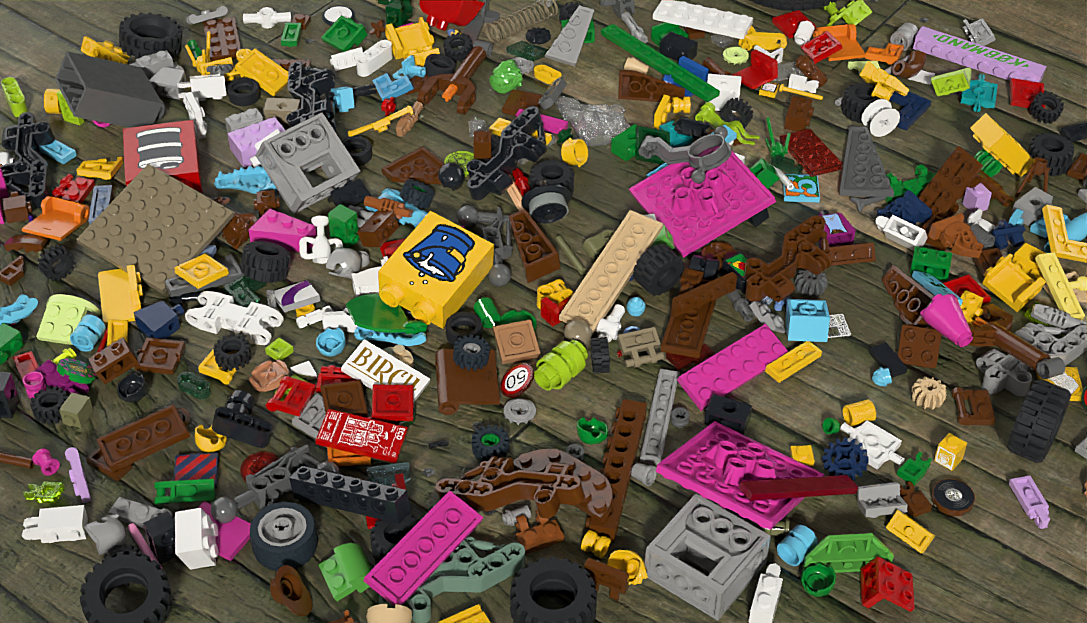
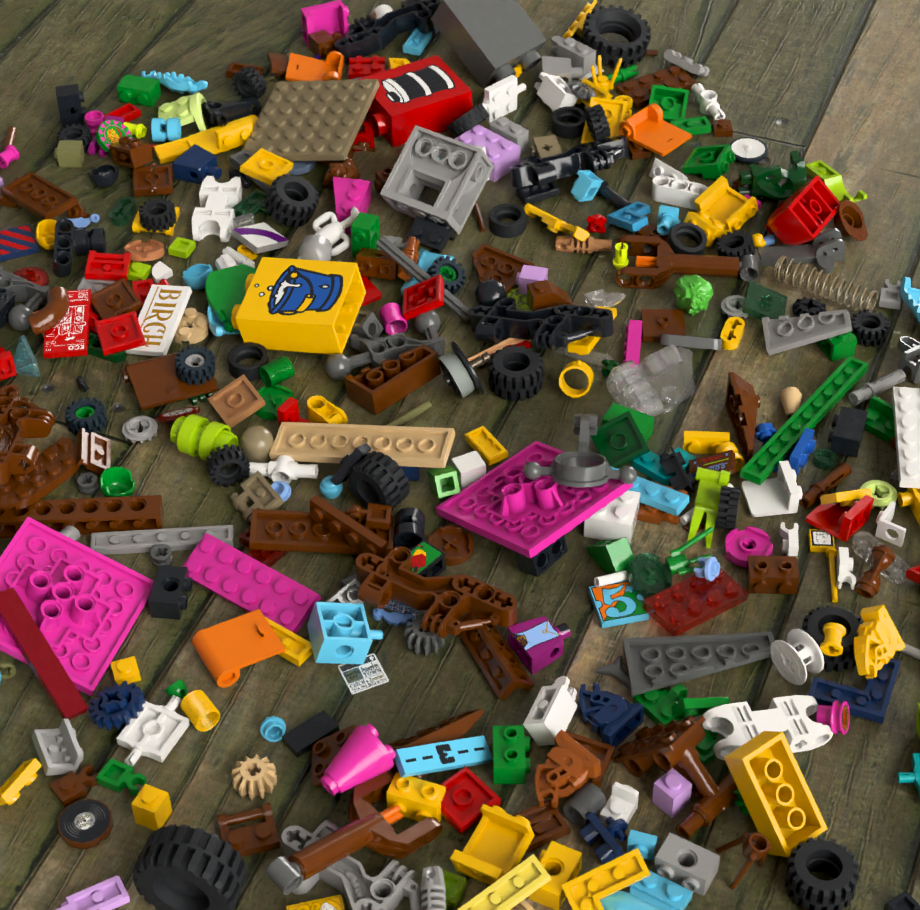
camera: 75 degrees right, 0 degrees up
(87, 289) = (219, 113): none -> black piece
(194, 416) = (81, 222): none -> medium blue piece
(224, 142) = (468, 120): none -> black tyre
(258, 35) = (671, 100): none -> green plate
(274, 75) = (597, 122): none -> black tyre
(295, 49) = (653, 133): none -> orange door
(356, 433) = (53, 311): none -> reddish brown cylinder
(422, 201) = (420, 275): none -> dark grey axle
(437, 105) = (620, 256): none -> neon yellow pin
(444, 195) = (415, 297): none -> red piece
(450, 148) = (528, 275): none -> lavender brick
(549, 441) = (93, 451): none -> plate
(616, 216) = (486, 445): none -> yellow plate
(637, 277) = (348, 462): none -> black plate
(692, 107) = (716, 462): none -> reddish brown tile
(742, 63) = (845, 498): none -> yellow plate
(772, 99) = (790, 543): none -> white plate
(776, 116) = (752, 536): none -> dark pink plate
(796, 131) = (710, 568): none -> light blue plate
(800, 383) = (235, 645): none -> orange door
(911, 168) = (697, 706): none -> green plate
(927, 118) = (835, 716): none -> dark pink piece
(932, 144) = (784, 715): none -> white piece

